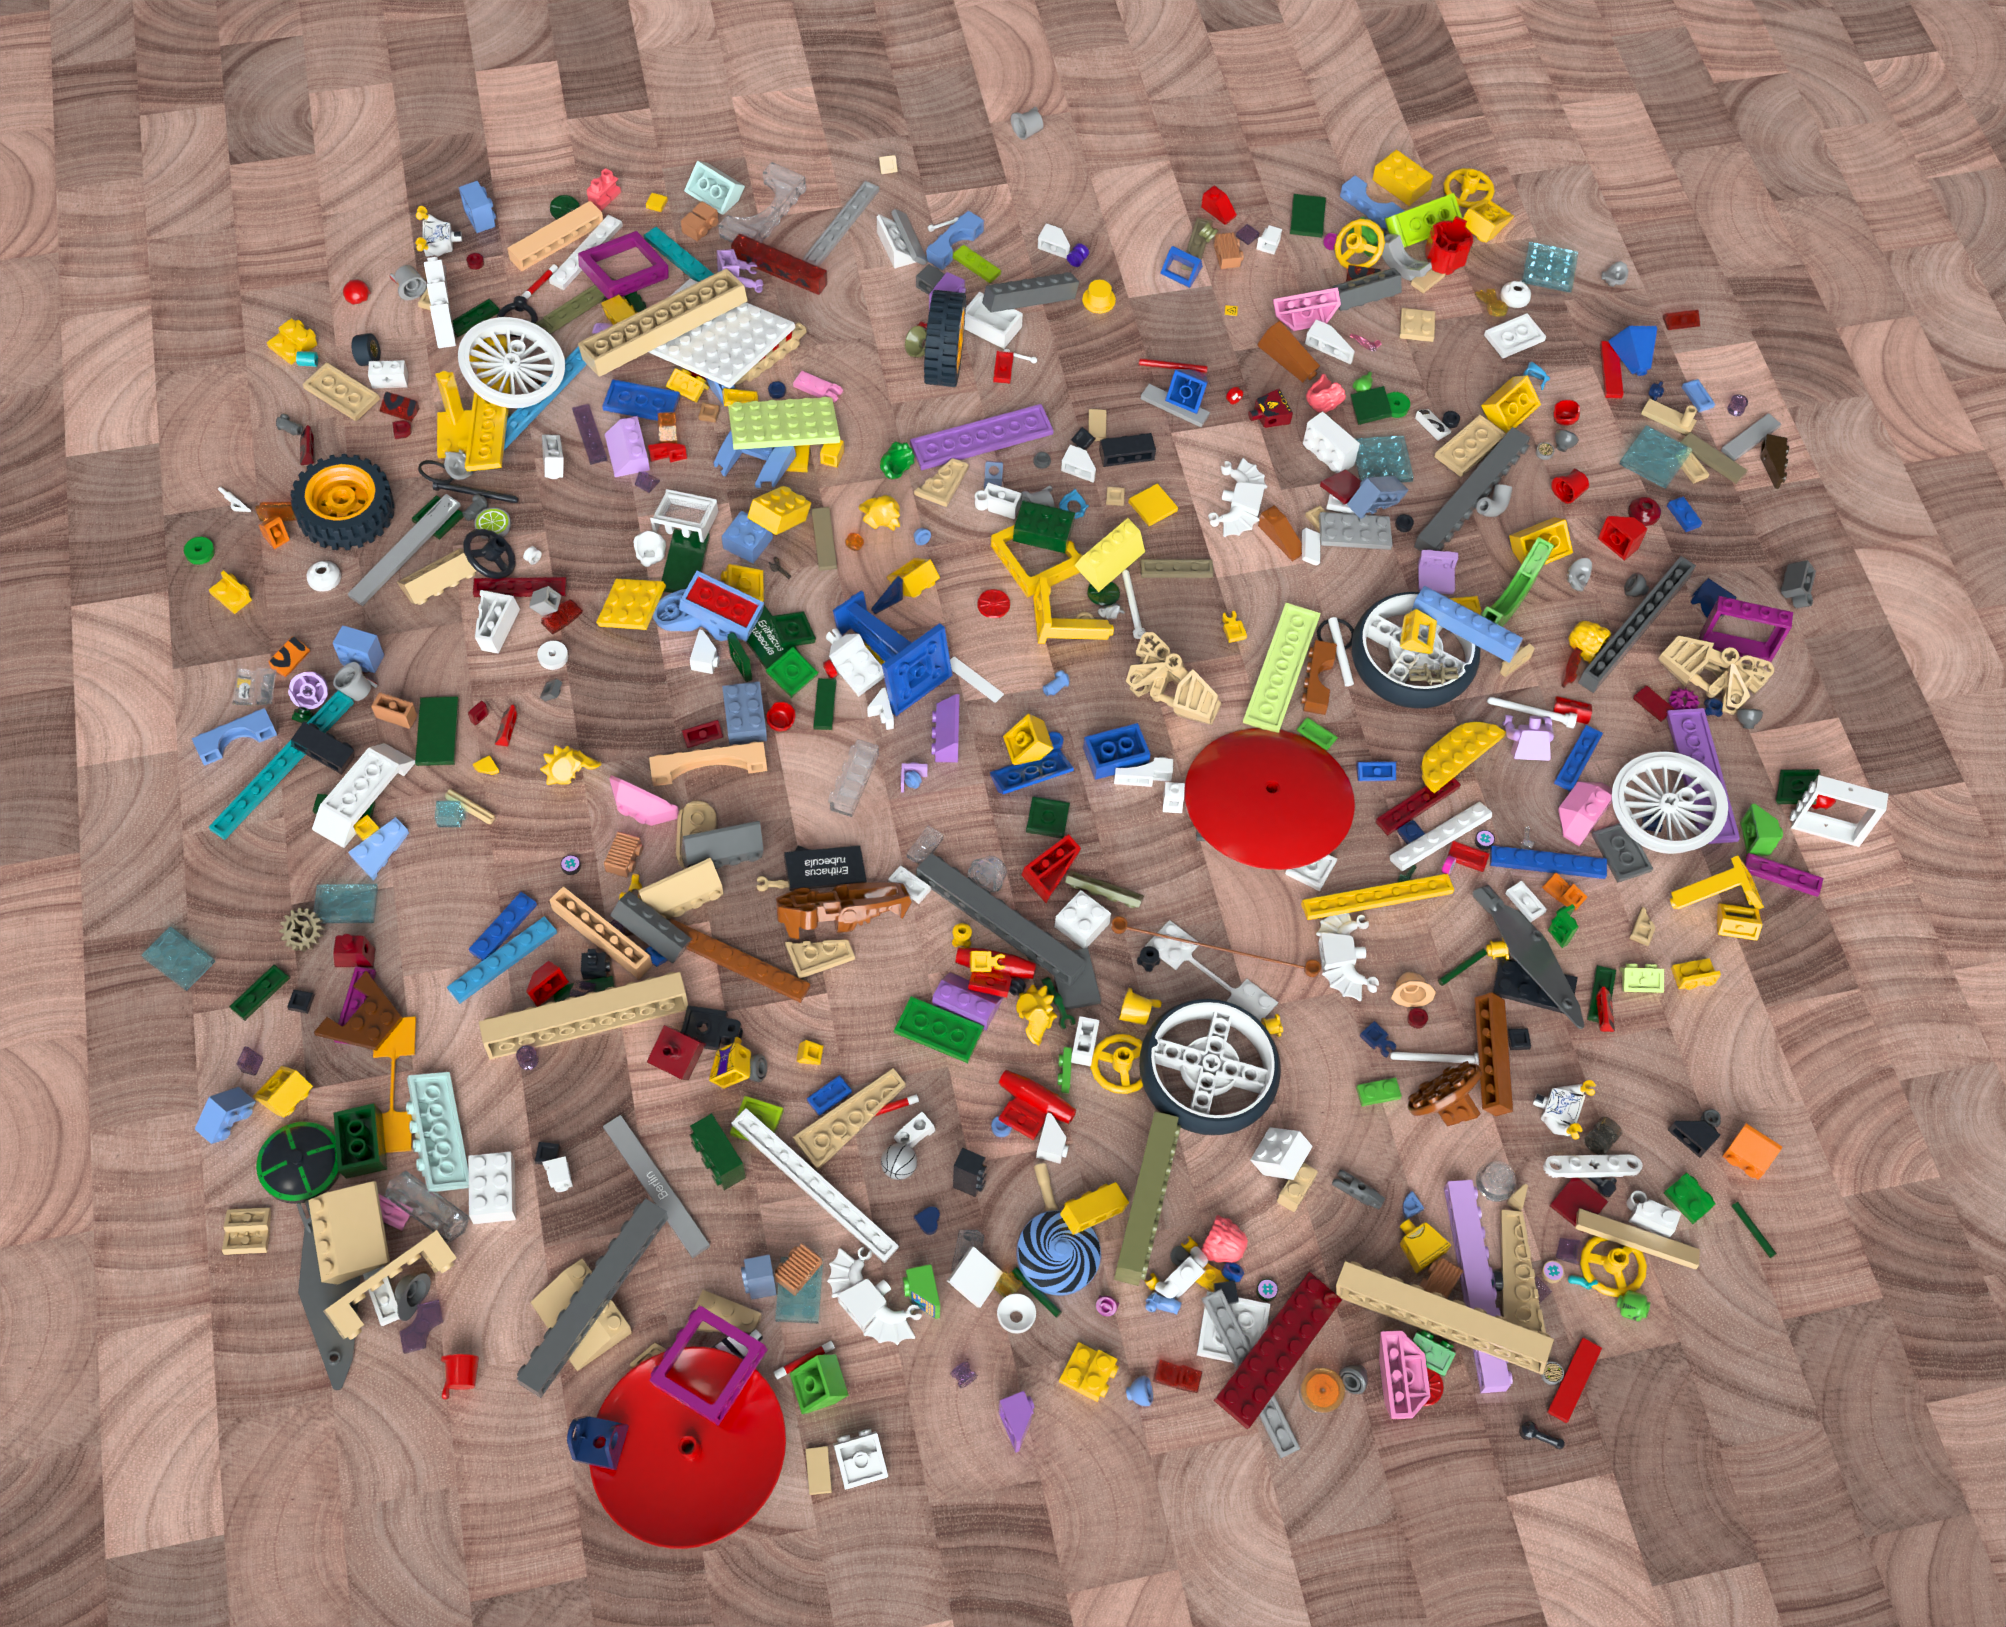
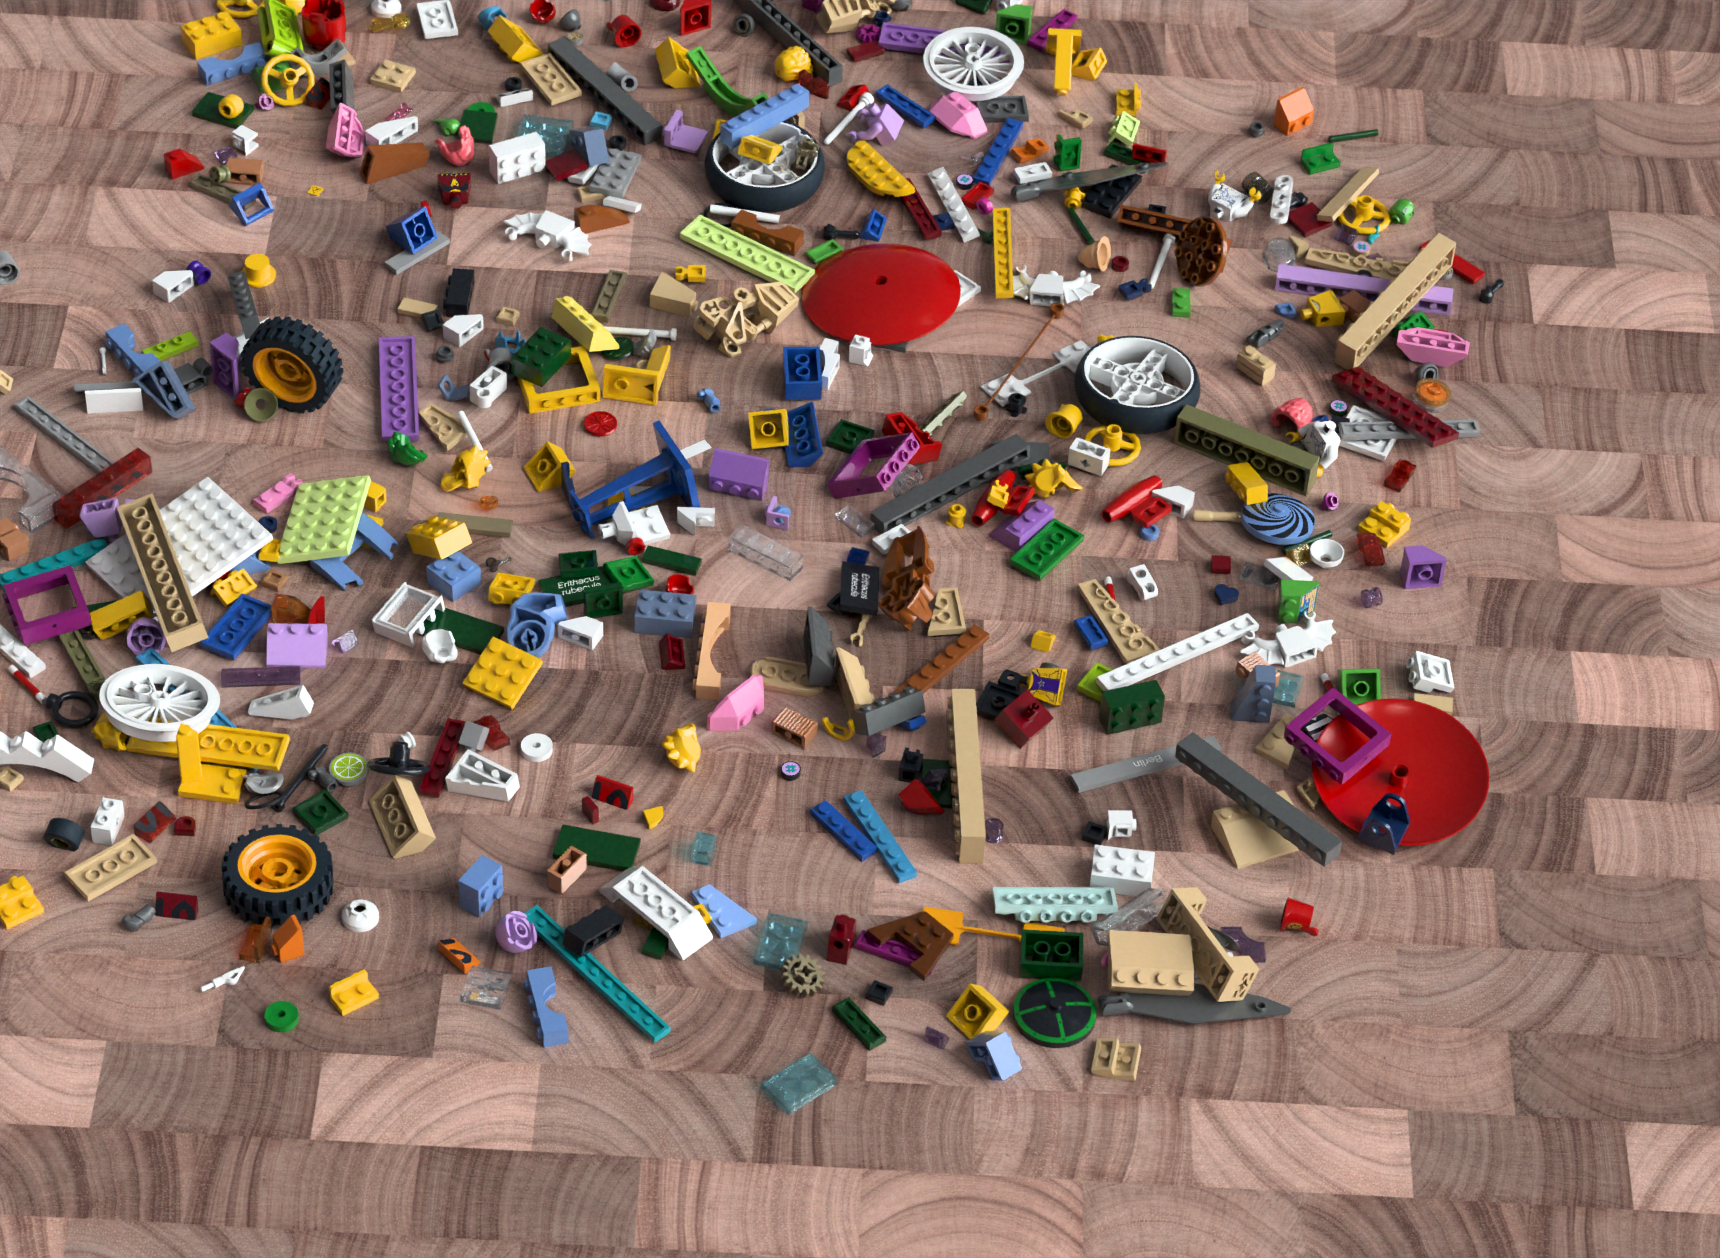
camera: 75 degrees left, 15 degrees down
(302, 714) = (539, 951): dark green plate -> none
(307, 358) = (48, 890): piece -> none
(352, 682) = (519, 894): light grey hat -> none
(404, 550) = (357, 841): light grey tile -> none
(471, 807) = (687, 842): tan axle -> none
(551, 690) = (582, 751): dark grey plate -> none
(601, 933) = (878, 753): light nougat brick -> none
(721, 605) = (553, 586): brick -> none
(878, 860) = (858, 556): none -> clear blue tile
(899, 1161) = (1170, 595): light grey piece -> none
(903, 270) = (166, 388): none -> sand blue wedge
(920, 516) = (473, 438): none -> white bar
(922, 536) = (503, 453): medium blue plate -> none
(969, 1172) = (1199, 545): black brick -> none
(972, 1207) = (1221, 564): none -> dark red tile
(995, 826) = (898, 448): none -> magenta piece
(1042, 1361) = (1371, 548): none -> clear red slope
(1065, 1063) = (1110, 477): bright green plate -> none
(1082, 919) = (967, 434): white brick -> none
(1140, 1391) = (1409, 496): medium blue brick -> none
(1153, 504) = (529, 293): yellow tile -> none
(1162, 1303) = (1336, 468): medium blue arm -> none
(1172, 365) = (367, 243): red bar -> none
(1191, 617) = (673, 296): none -> tan slope
(1281, 1153) = (1228, 362): white brick -> none
(1304, 215) = (230, 106): none -> yellow head
(1346, 733) = (830, 233): none -> black piece
(1430, 501) = (601, 120): none -> medium azure tile
(1579, 573) = (719, 54): light grey hat -> none
(1652, 1215) = (1331, 181): white hinge -> none
(1695, 1135) = (1271, 139): black slope -> none

